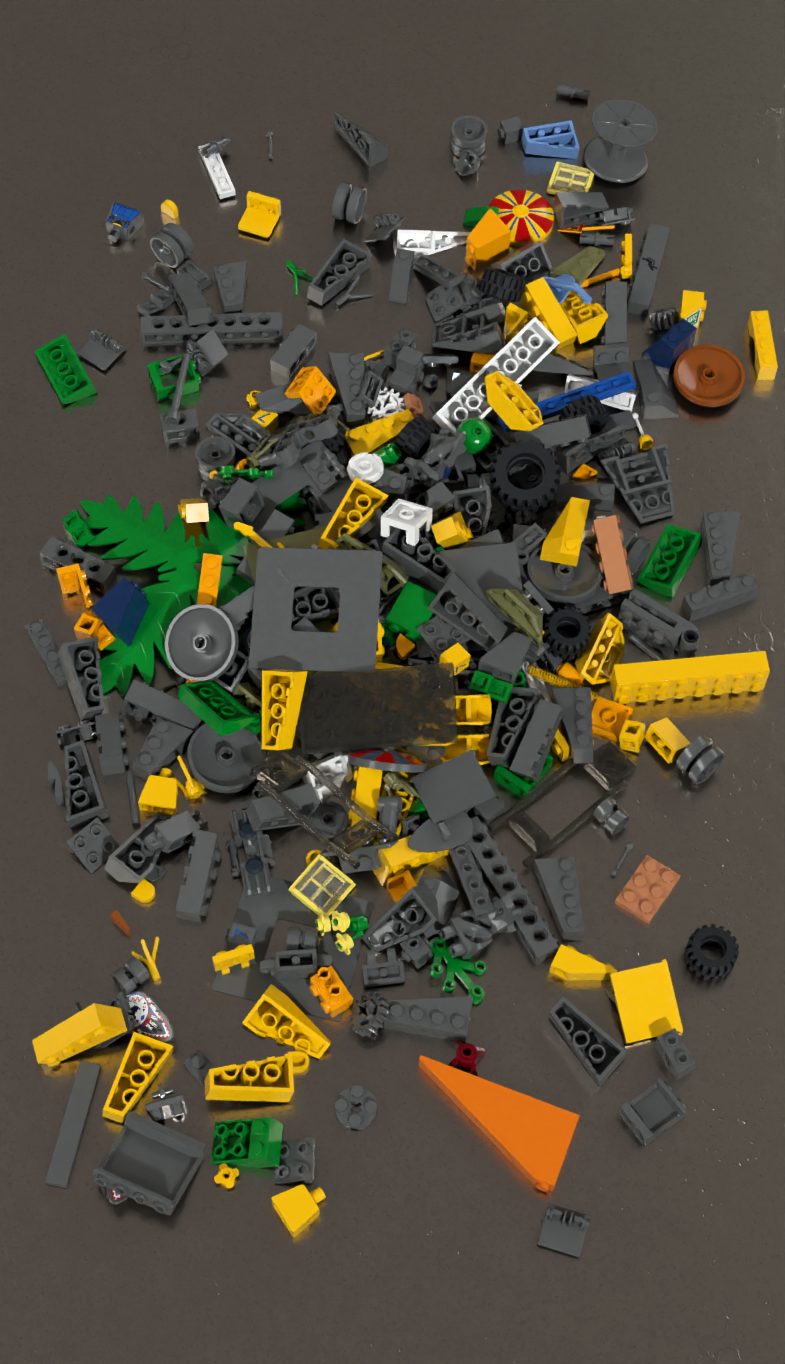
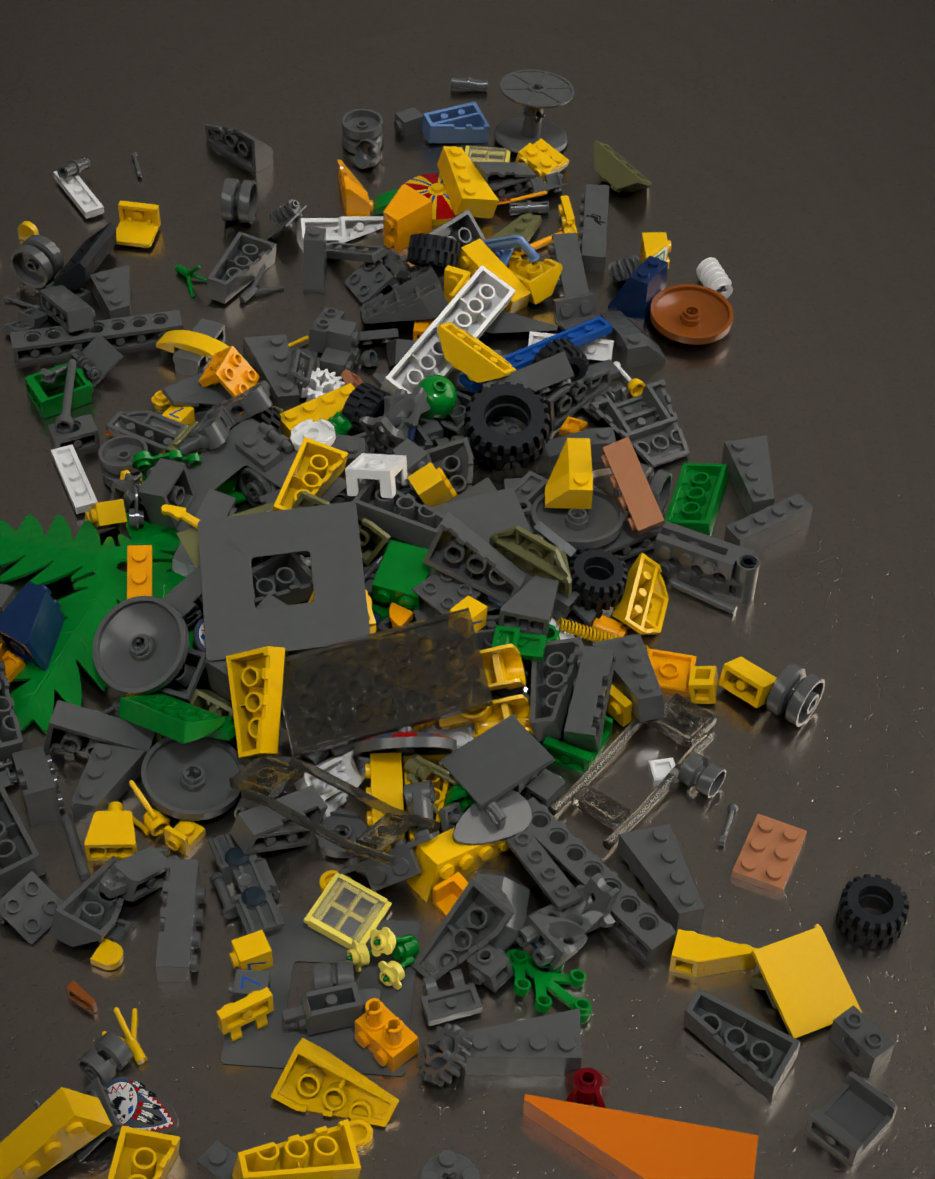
camera: 10 degrees left, 15 degrees down
(174, 467) = (74, 478): none -> white plate
(212, 803) = (183, 836): none -> yellow bracket
(213, 247) = (87, 258): none -> black piece
(215, 521) = (135, 516): none -> dark grey plate
(246, 909) = (251, 952): none -> yellow brick
(290, 350) = (191, 342): none -> yellow slope
(448, 206) = (353, 194): none -> light orange wedge
(544, 211) = (465, 184): none -> yellow wedge
(582, 803) = (660, 768): none -> white tile
(618, 189) = (542, 158): none -> yellow plate
(682, 209) = (617, 170): none -> olive wedge
(689, 677) = (755, 610): yellow brick -> none
(738, 339) = (714, 277): none -> white piece
(765, 355) = (751, 293): yellow arch -> none

